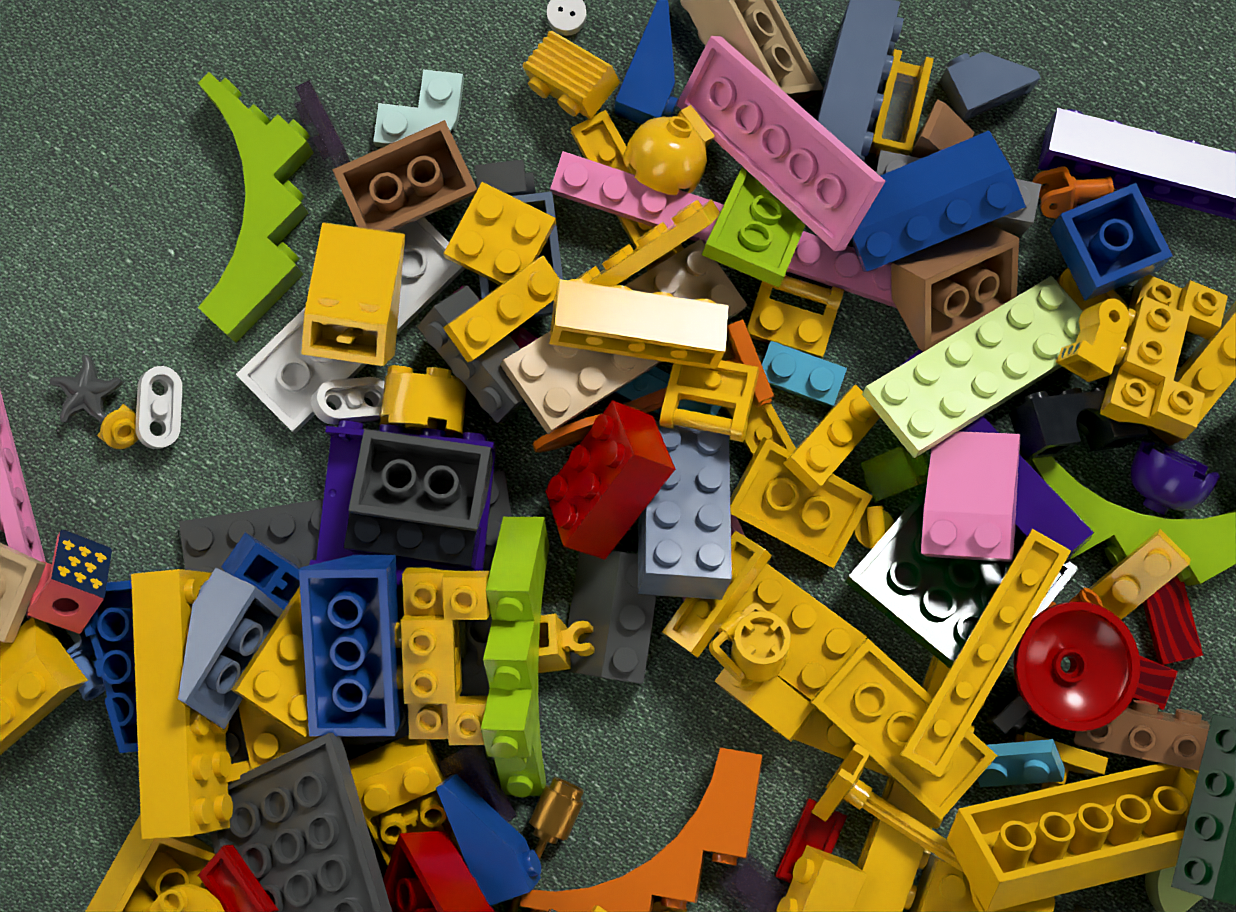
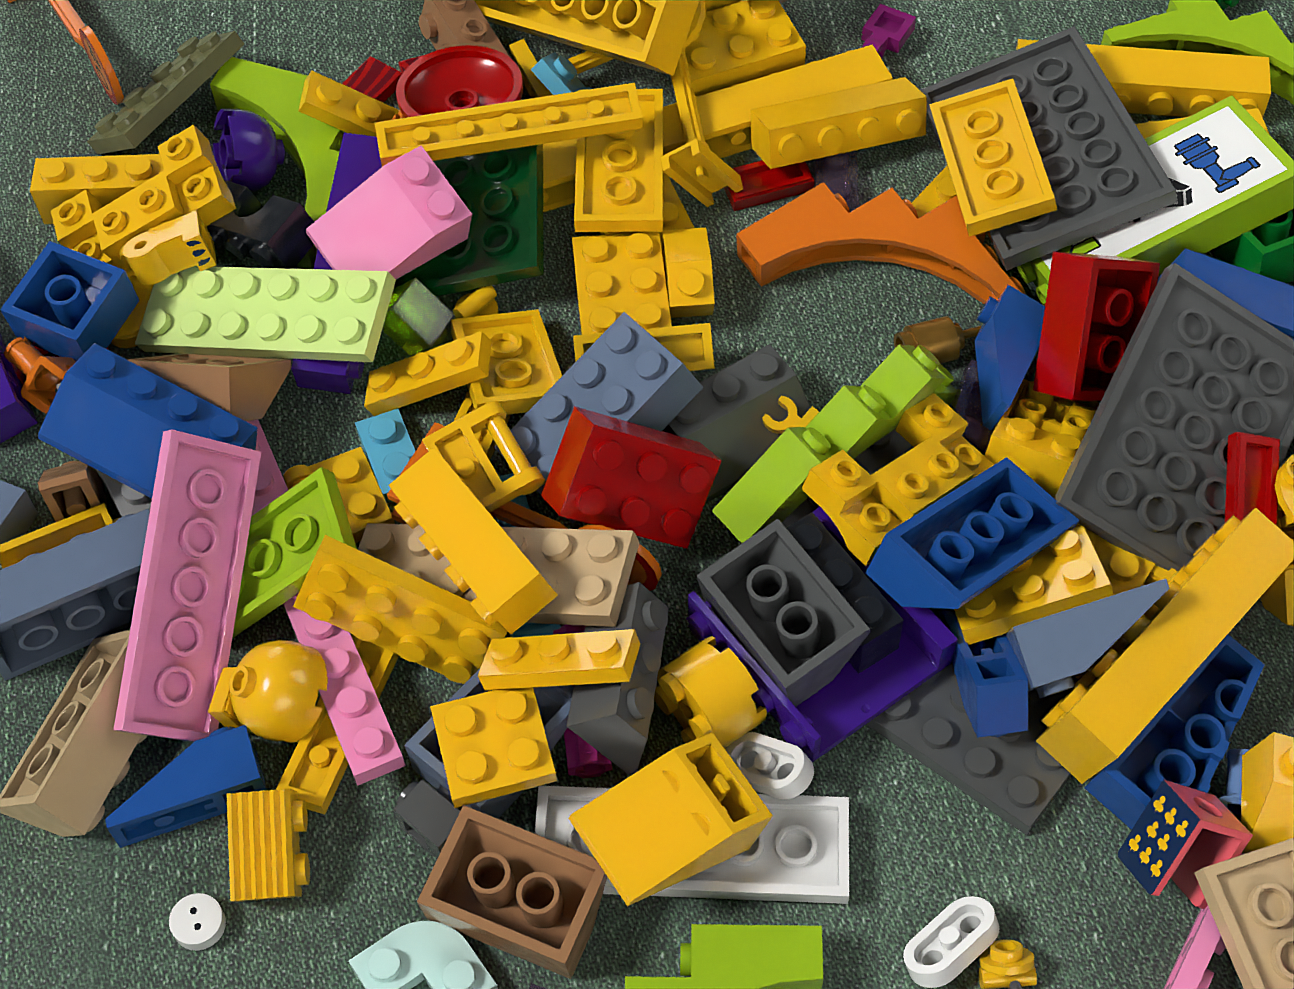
camera: 130 degrees left, 25 degrees down
(757, 647) = (659, 278): yellow piece -> none

